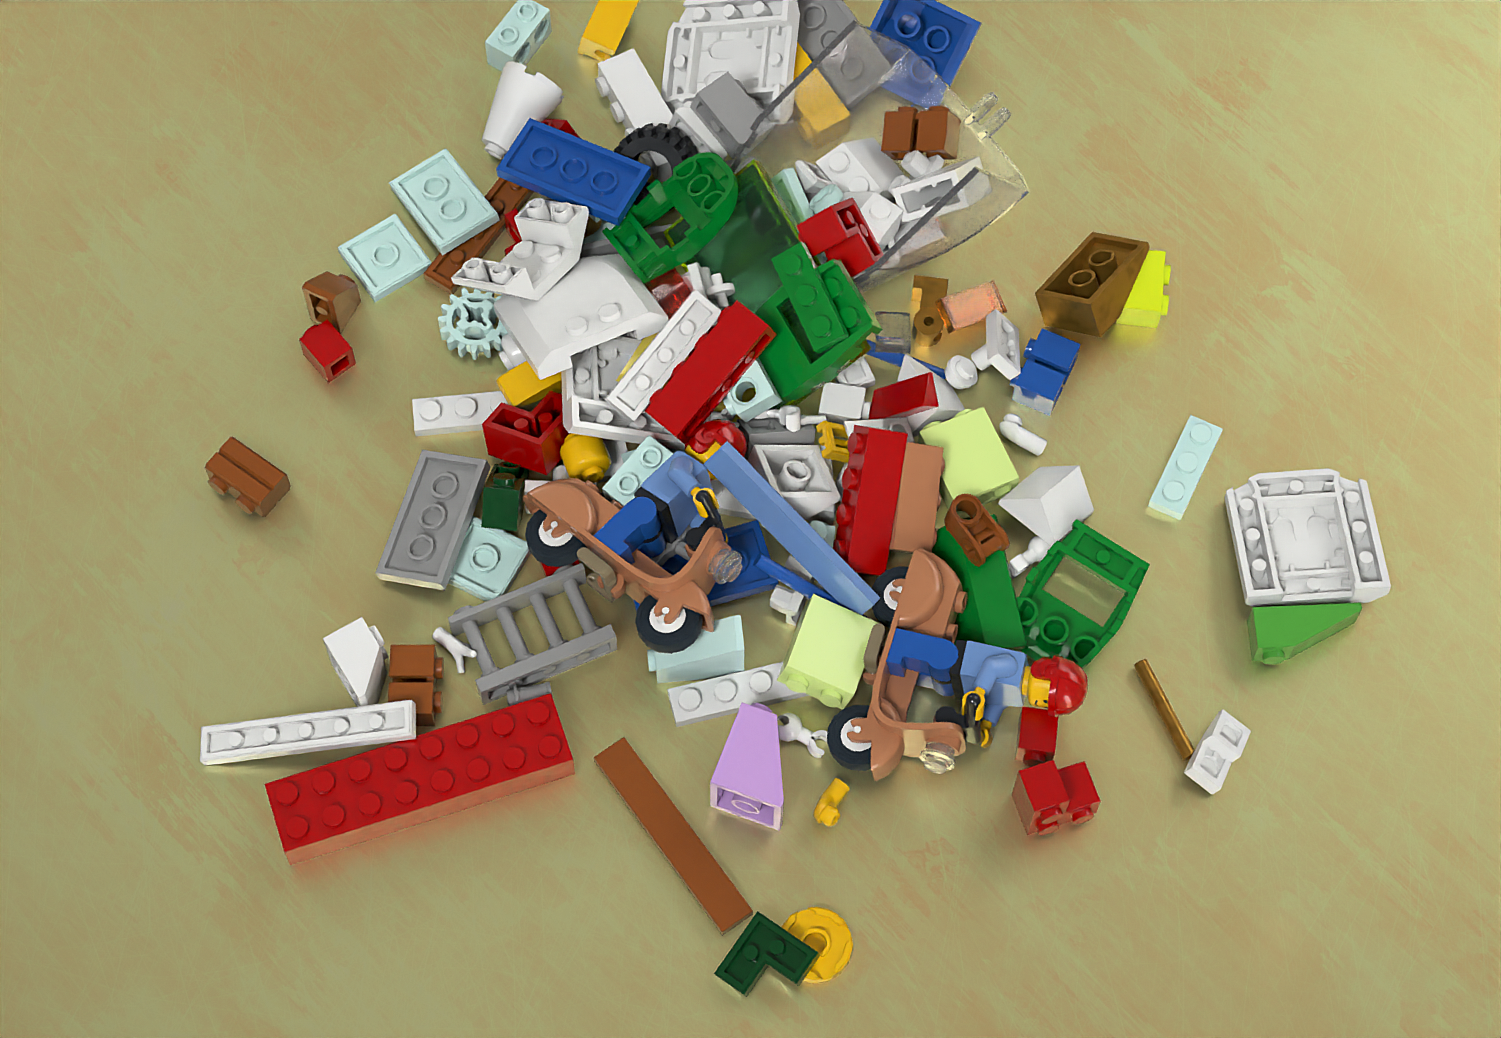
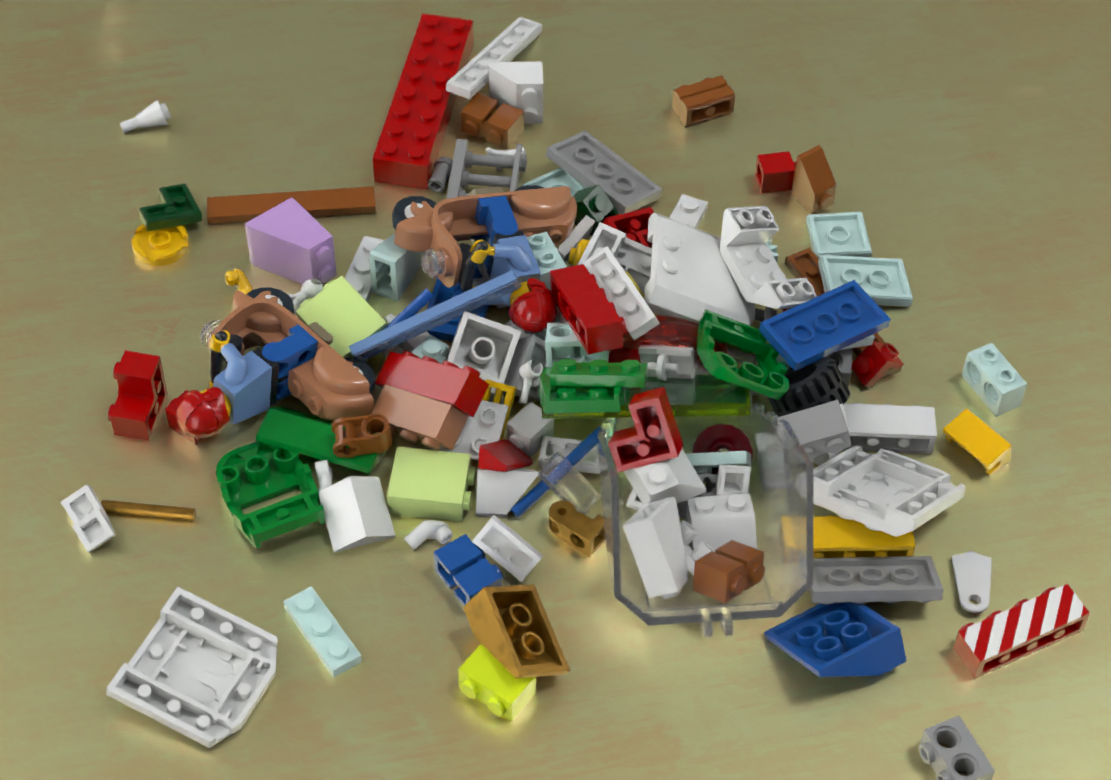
camera: 120 degrees right, 15 degrees down
(515, 101) = (924, 350): white cone -> none
(826, 197) = (703, 471): light aqua tile -> none
(961, 372) = (509, 515): white plate -> none
(970, 306) = (557, 549): clear orange tile -> none
(1285, 631) = (134, 617): bright green slope -> none

